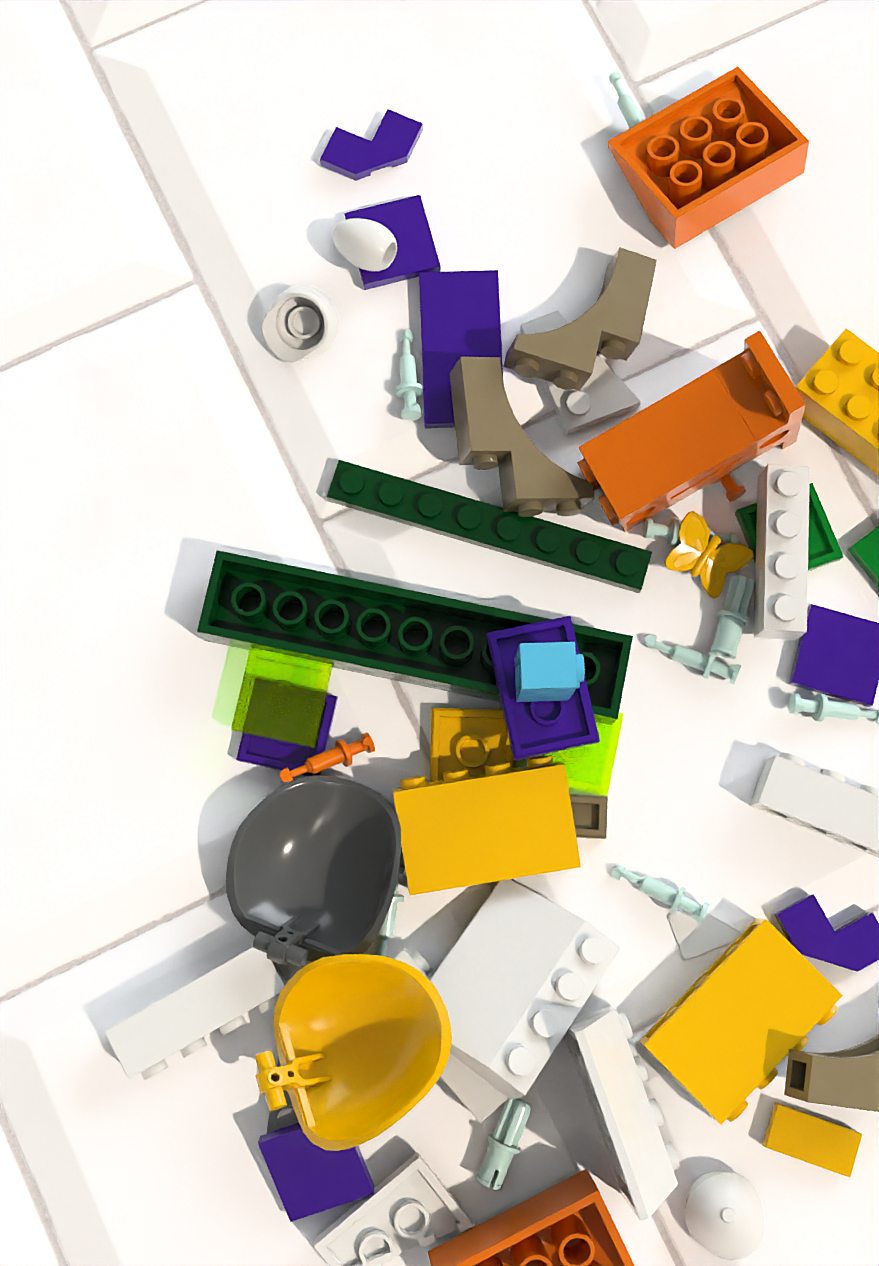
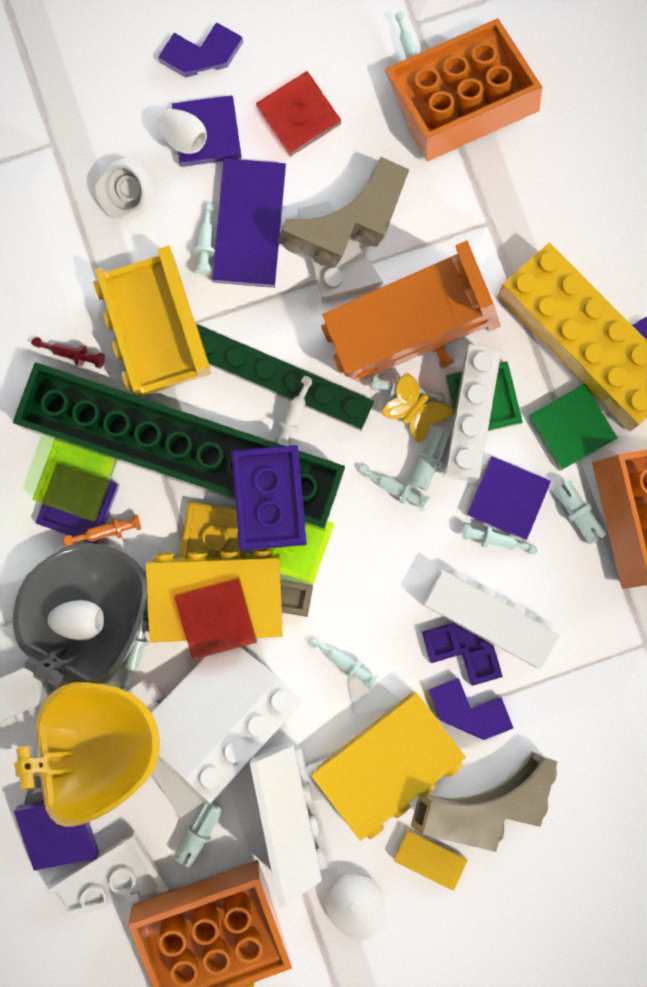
camera: 10 degrees right, 5 degrees up
(265, 537) = (79, 355): none -> dark red piece
(309, 877) = (76, 620): none -> white animal
(361, 486) = (152, 324): none -> yellow panel
(492, 437) = (260, 297): dark tan arch -> none
(493, 852) = (215, 618): none -> clear red tile
(504, 208) = (298, 113): none -> clear red tile
(547, 671) = (267, 487): medium azure brick -> none
(553, 577) = (293, 414): none -> white piece
(830, 859) = (477, 654): none -> dark purple tile

